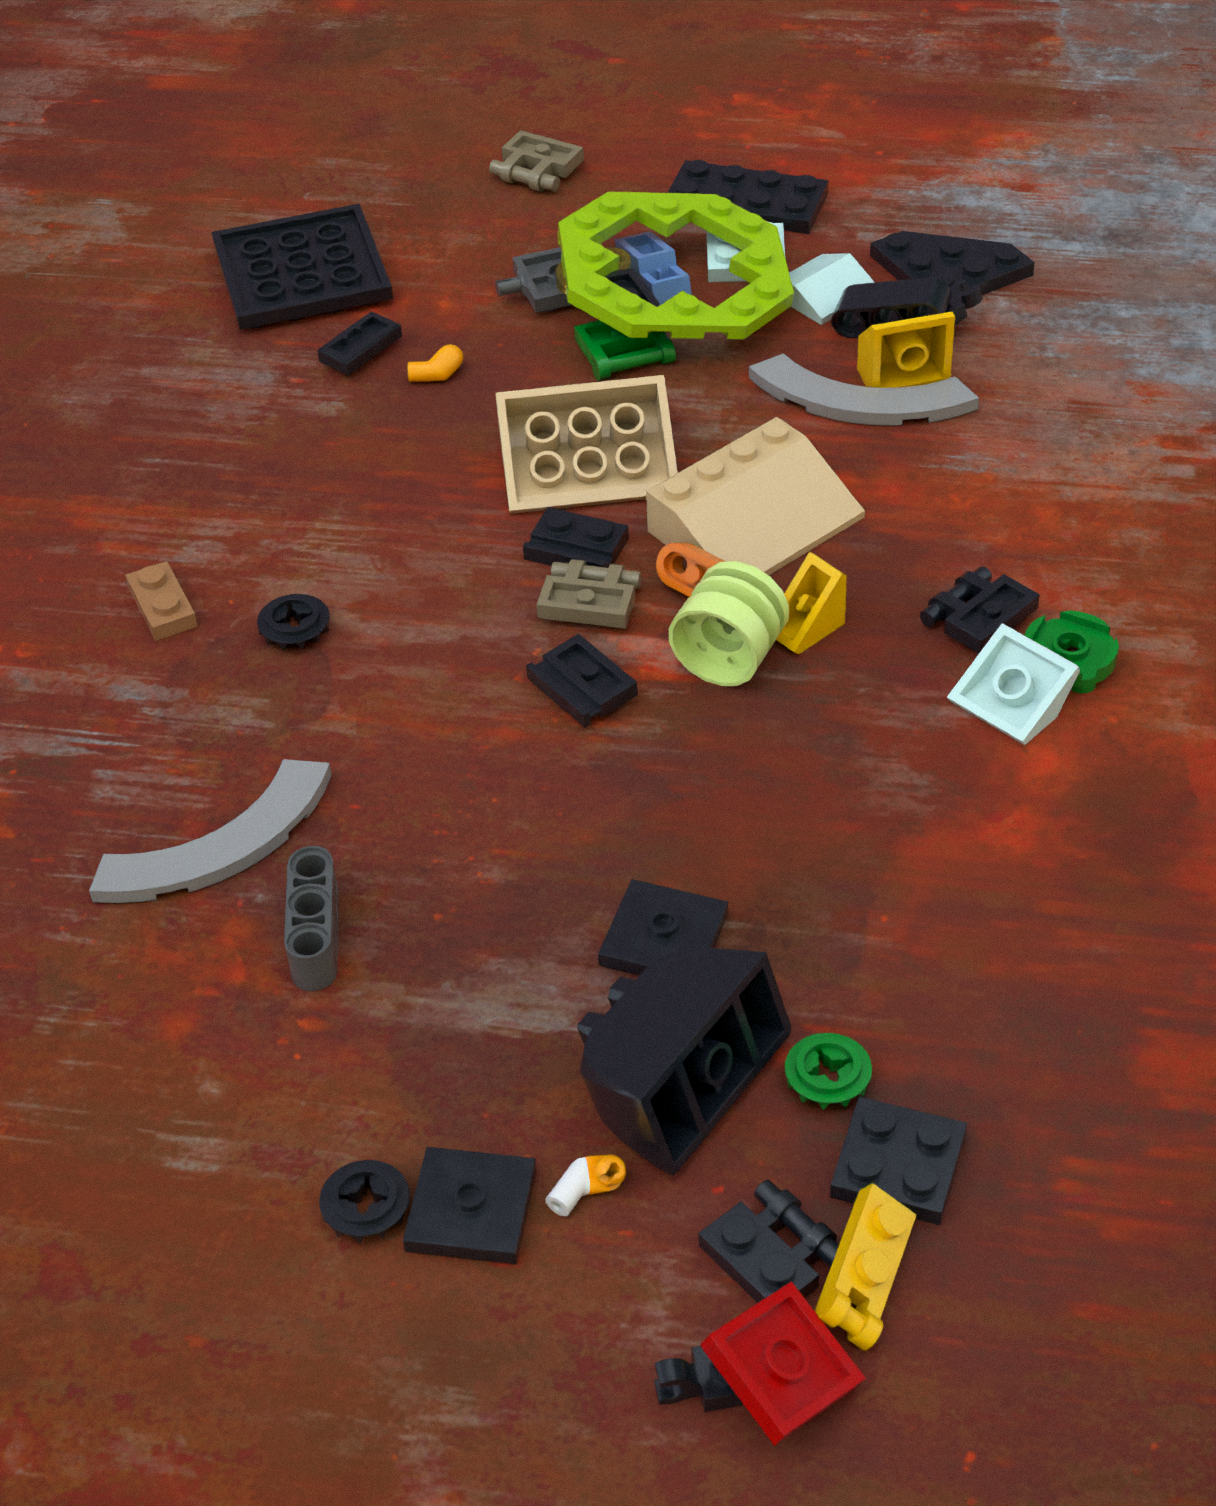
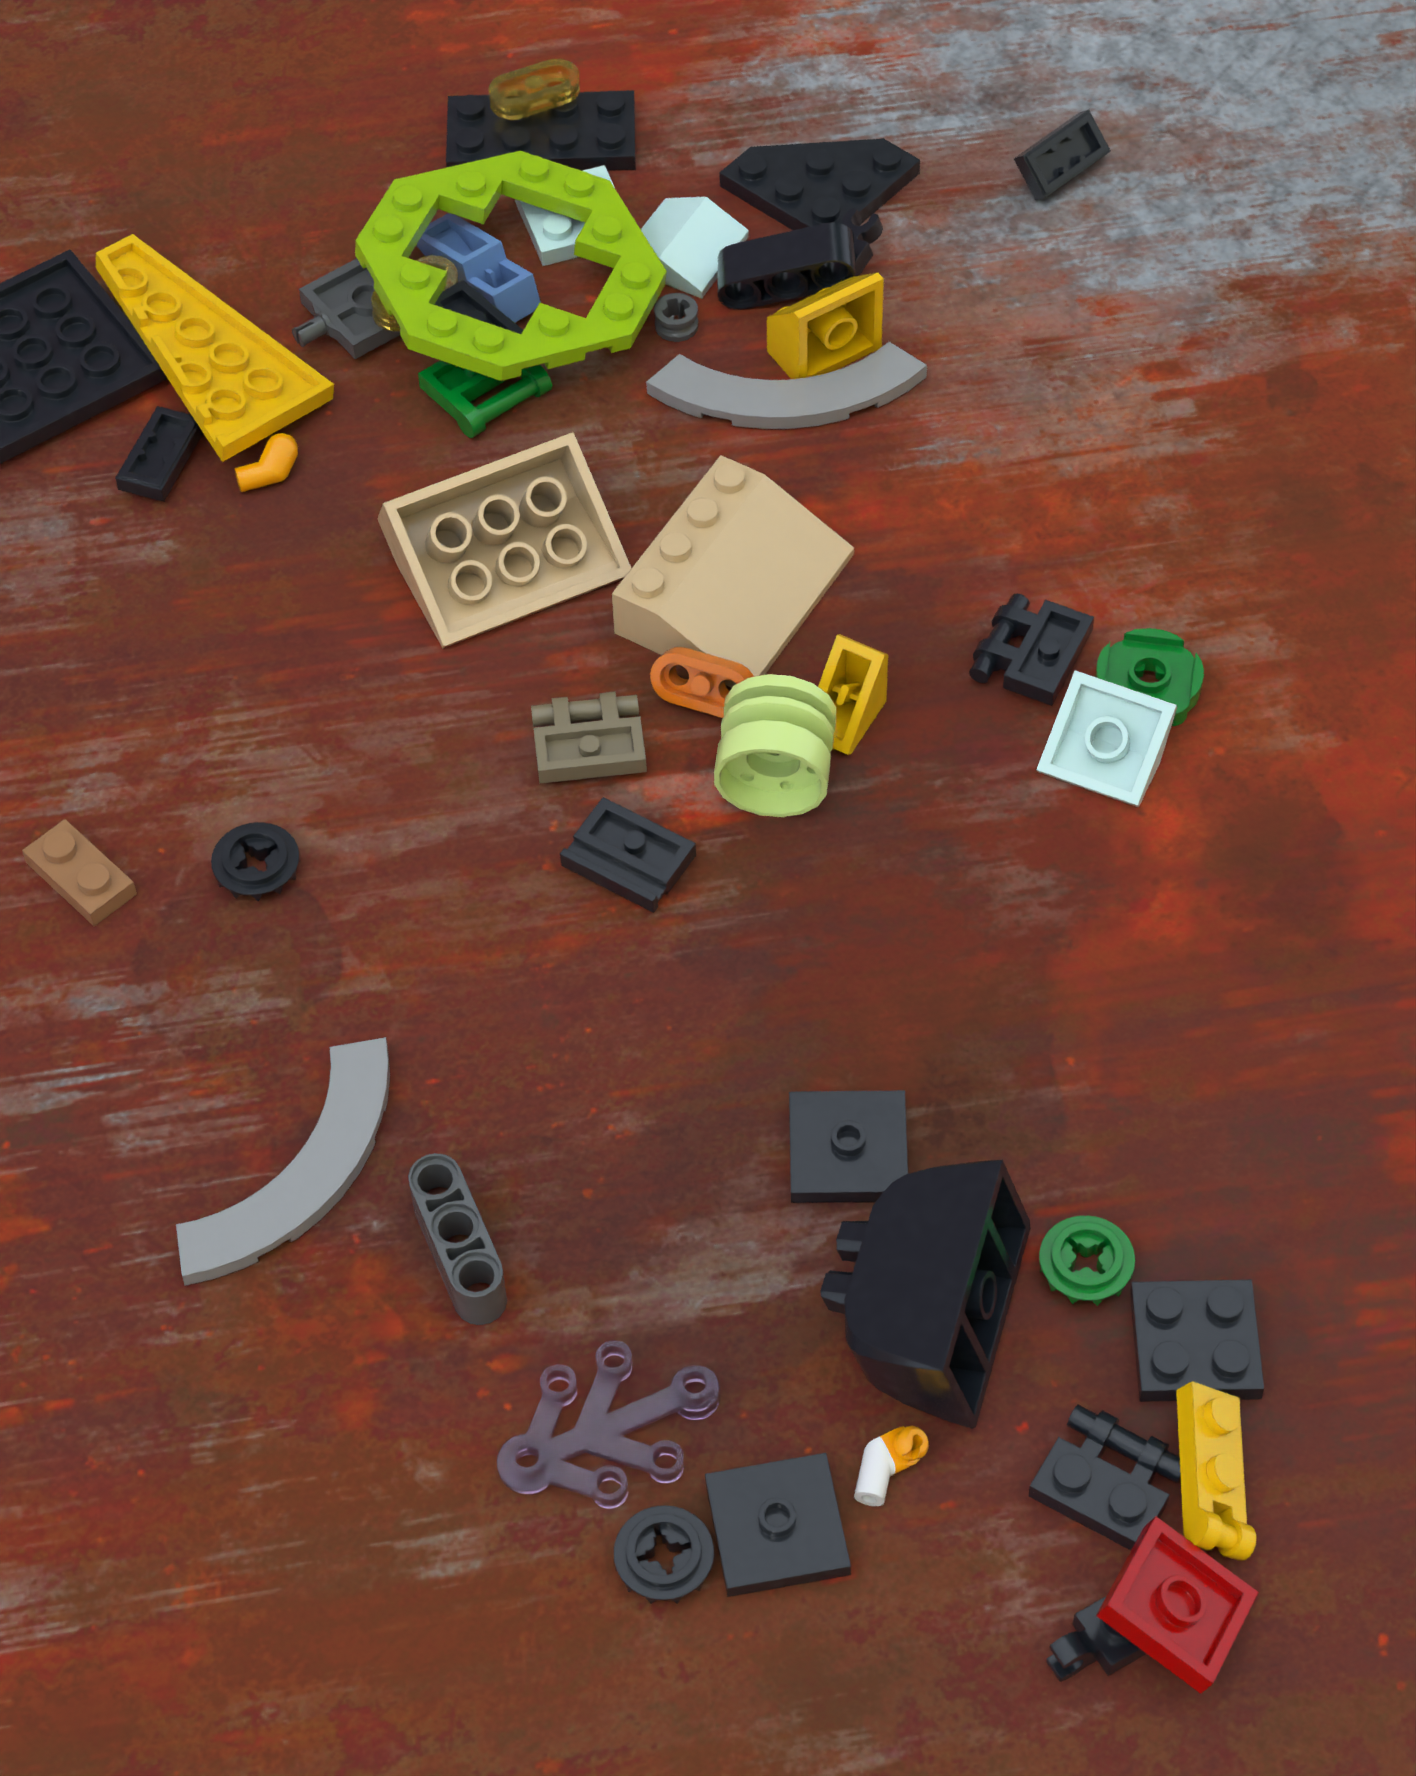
camera: 20 degrees left, 10 degrees up
(360, 1090) = (602, 1432): none -> clear purple plant
(426, 287) = (218, 361): none -> yellow wing
(545, 157) = (267, 124): dark tan plate -> none
(570, 536) = (539, 667): black plate -> none
(747, 160) = (534, 89): none -> clear yellow plate
(793, 330) = (676, 329): none -> dark grey bush
(1151, 278) = (1062, 155): none -> black plate

